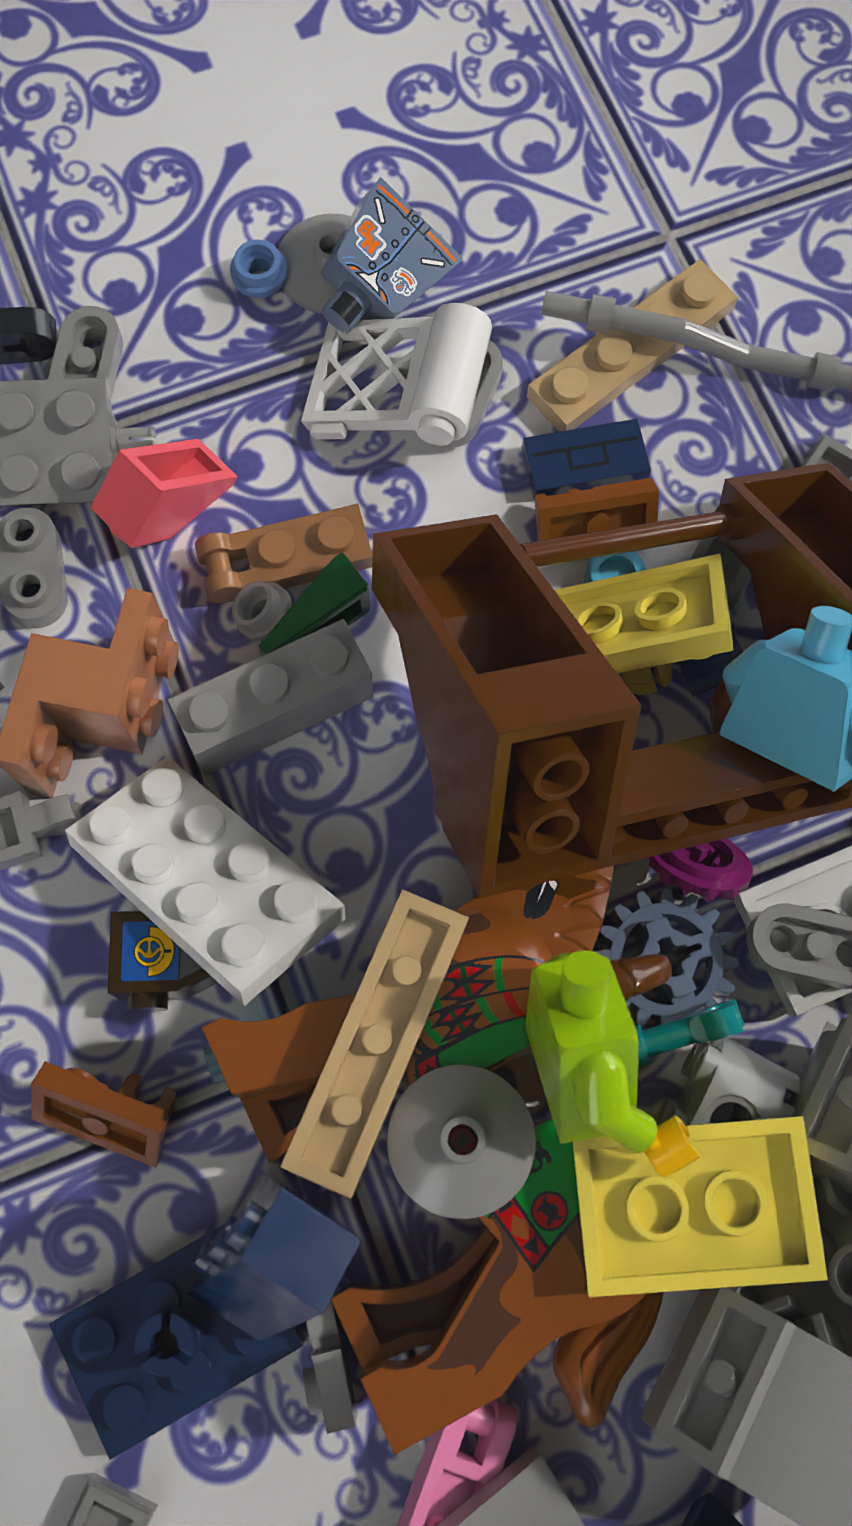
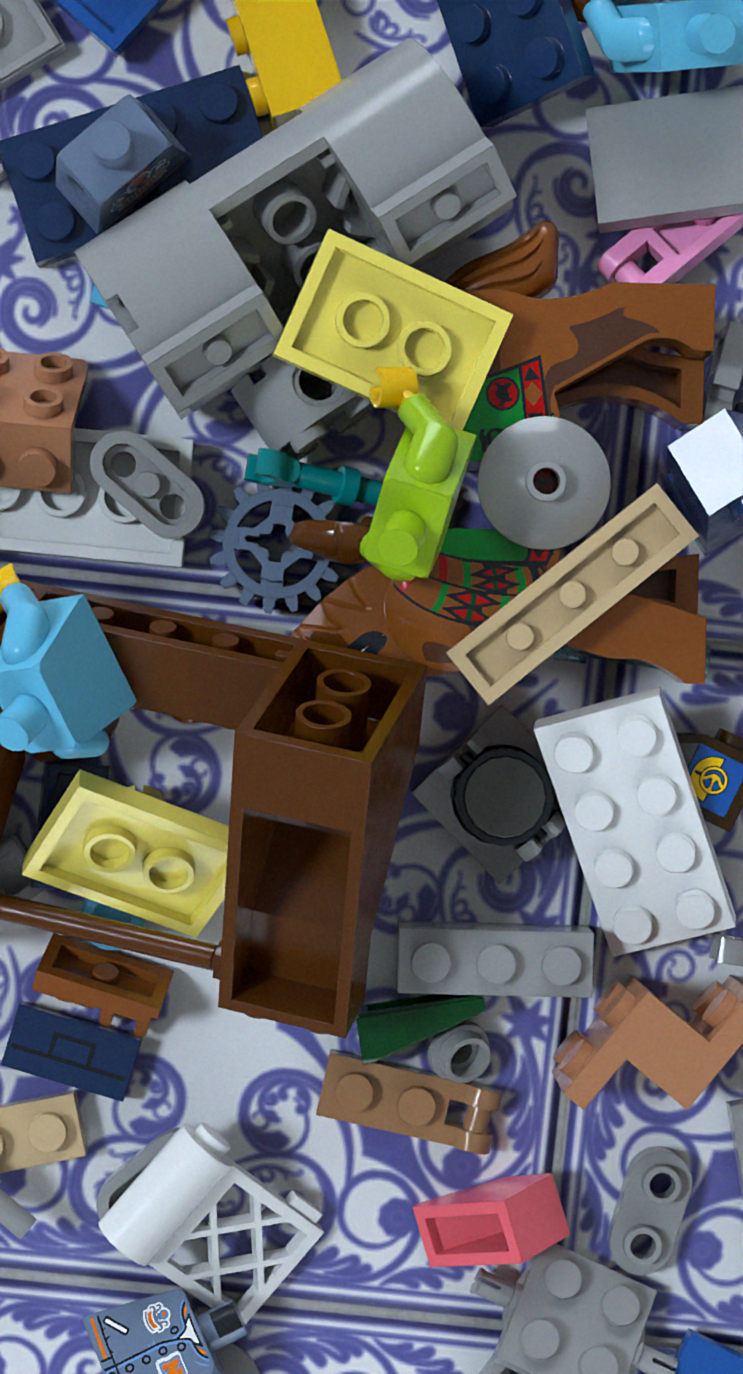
camera: 150 degrees left, 15 degrees up
(346, 838) = (499, 794): none -> piece
(706, 869) = (183, 585): magenta gear -> none

